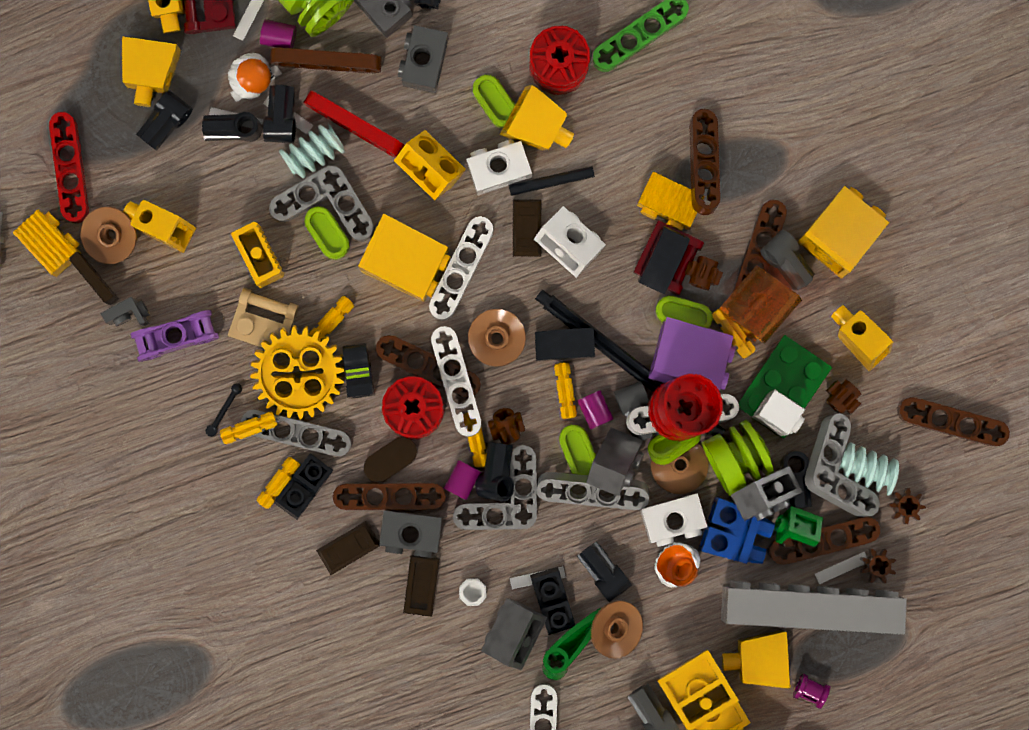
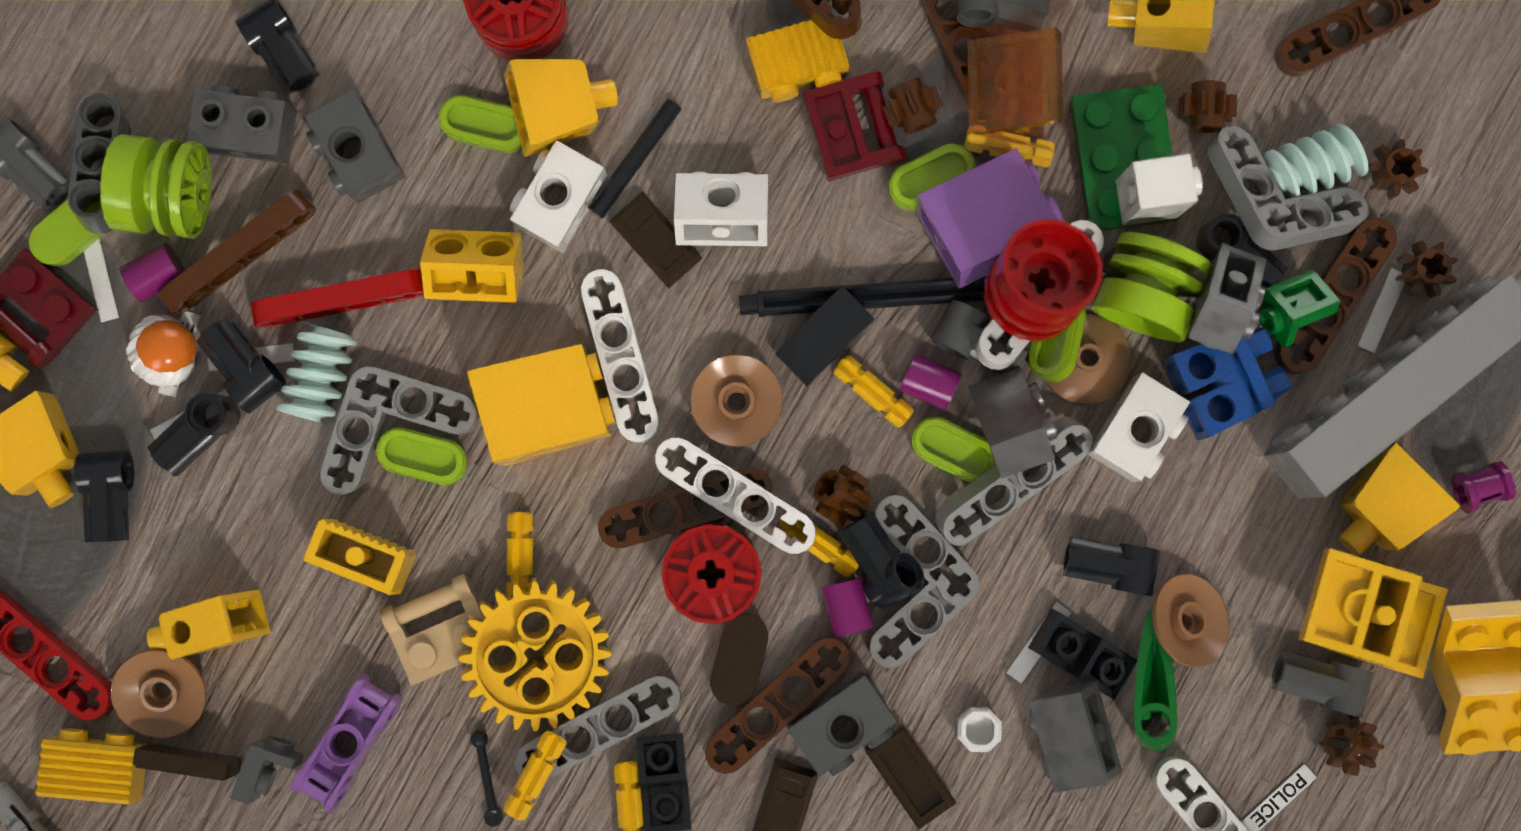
camera: 35 degrees left, 0 degrees up
(358, 371) = (606, 588): black leg -> none
(664, 260) = (854, 130): black slope -> none
(677, 565) = (1193, 479): orange hair -> none

